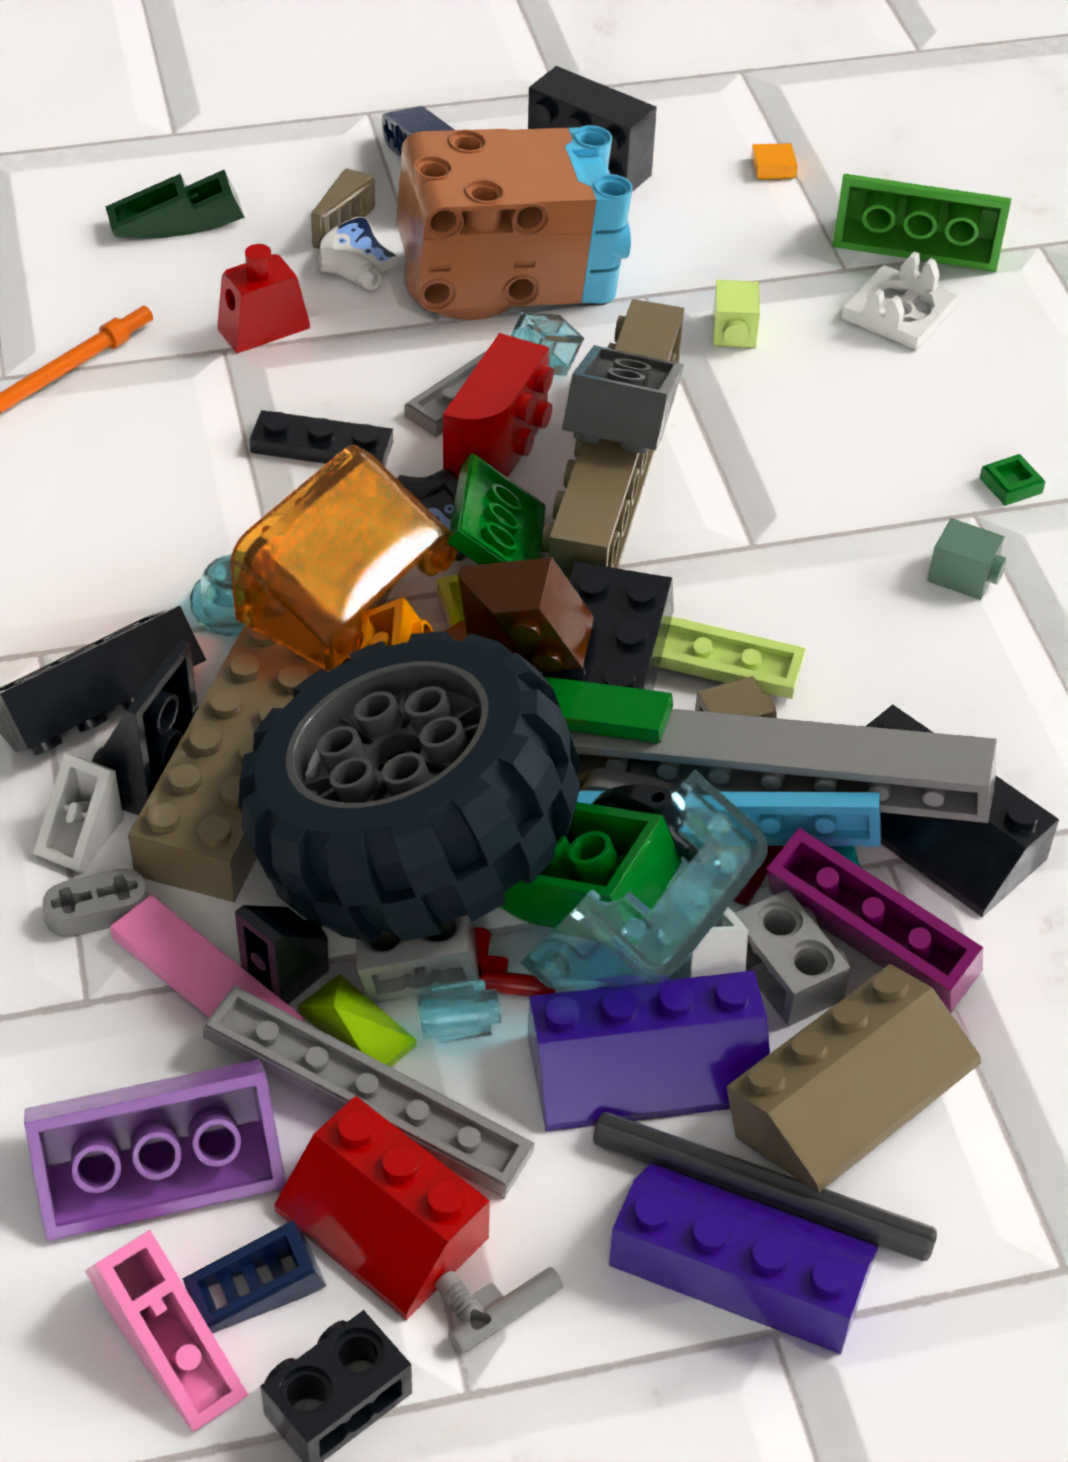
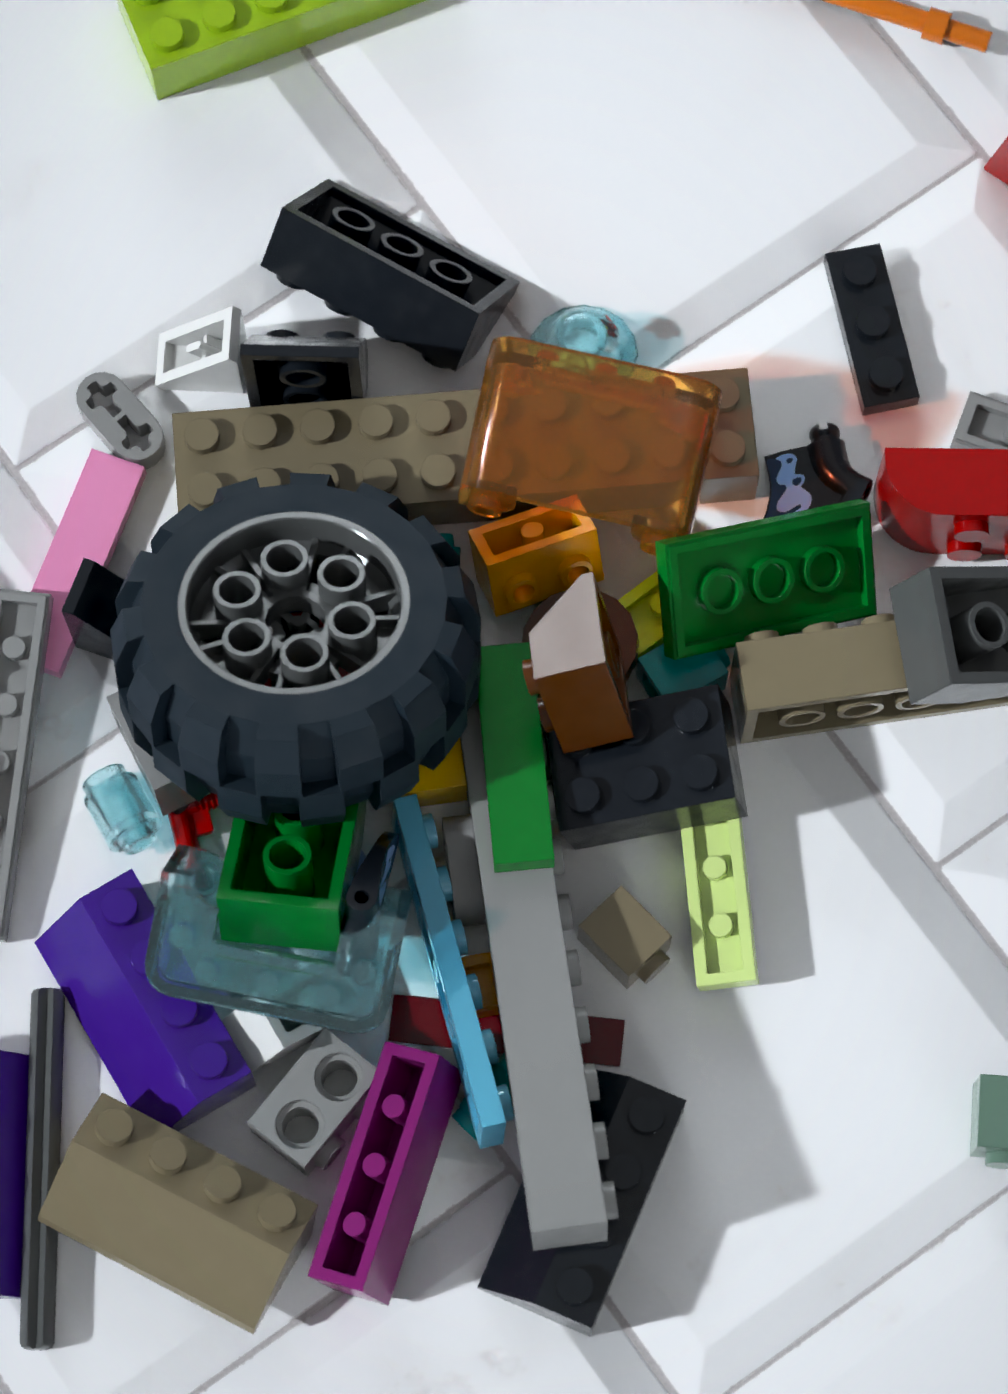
camera: 70 degrees right, 25 degrees up
(355, 1020) = (75, 723): lime slope -> none

